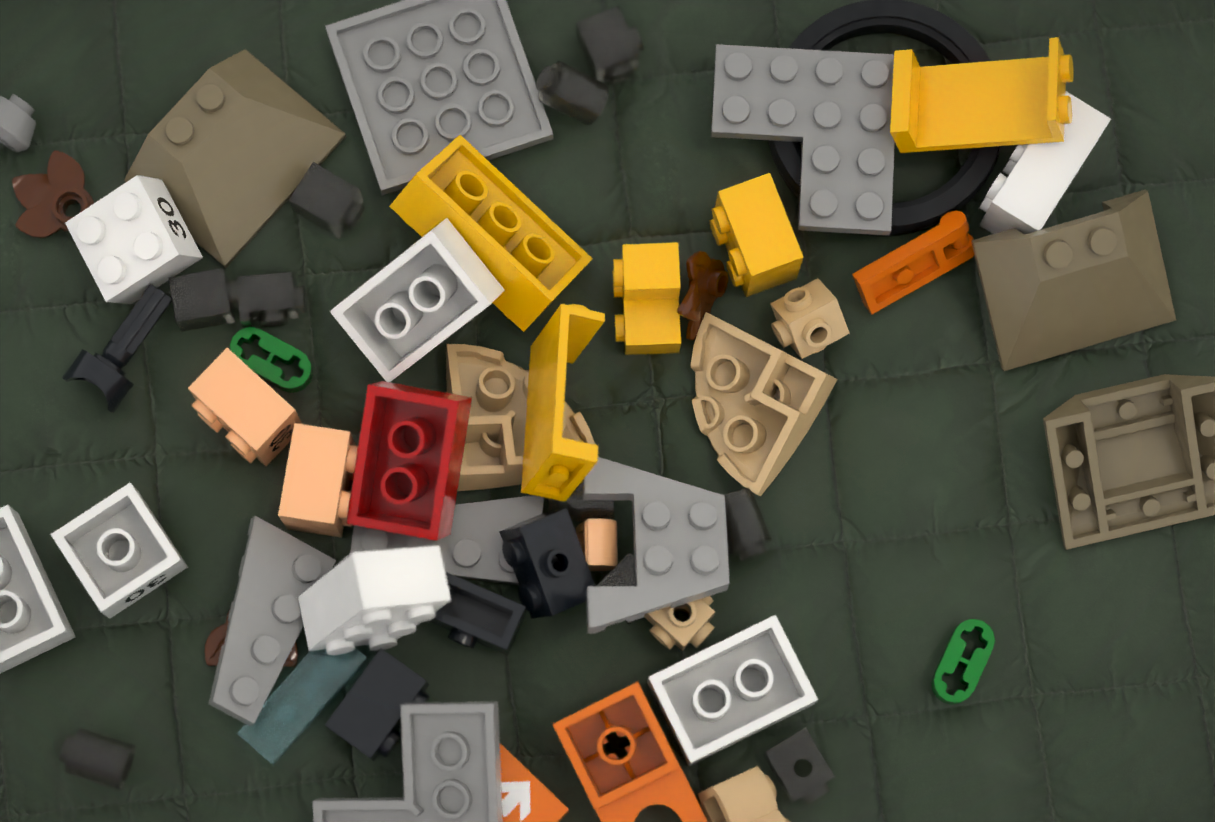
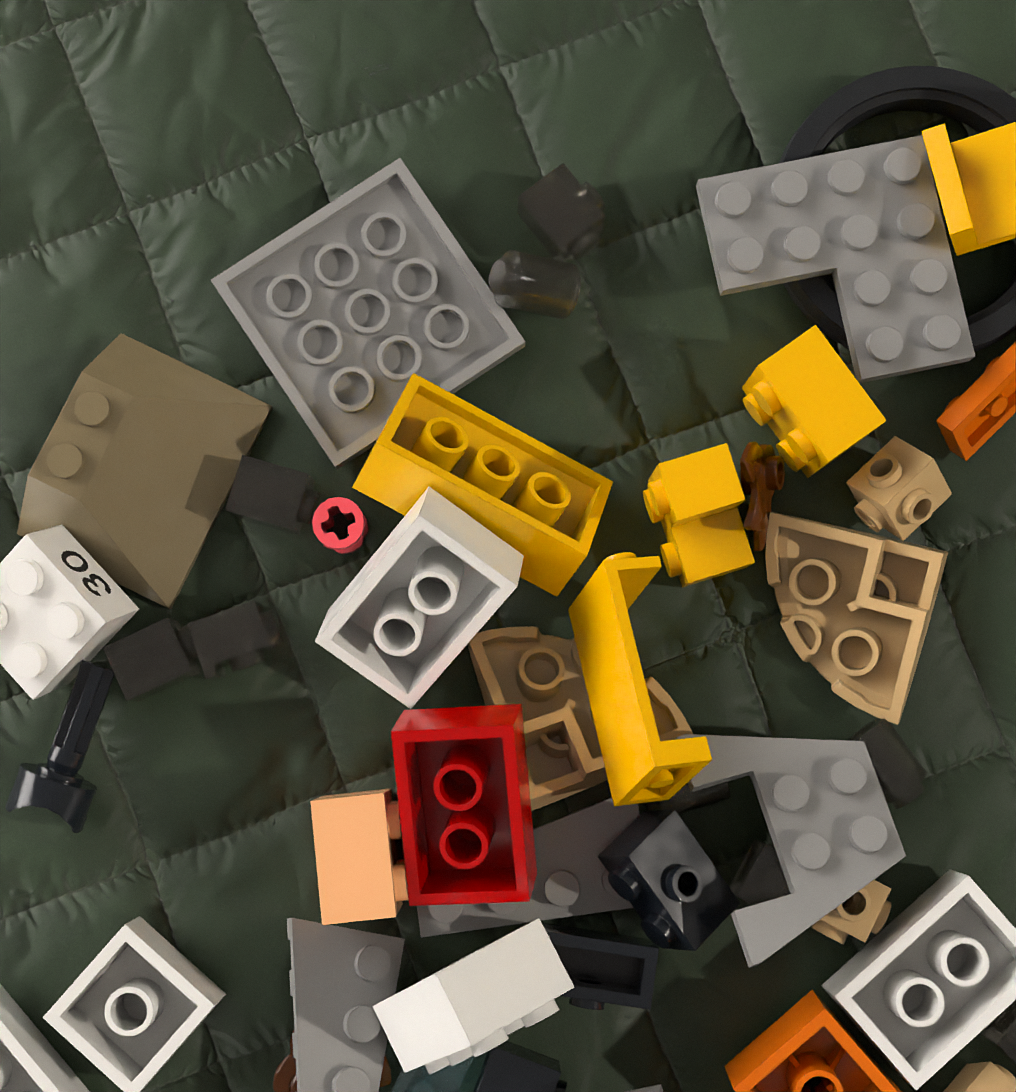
camera: 15 degrees left, 5 degrees up
(245, 406) = (240, 787): light nougat brick -> none
(276, 350) = (254, 723): green beam -> none
(385, 240) = (324, 520): none -> coral bush
(599, 543) = (718, 833): light nougat brick -> none

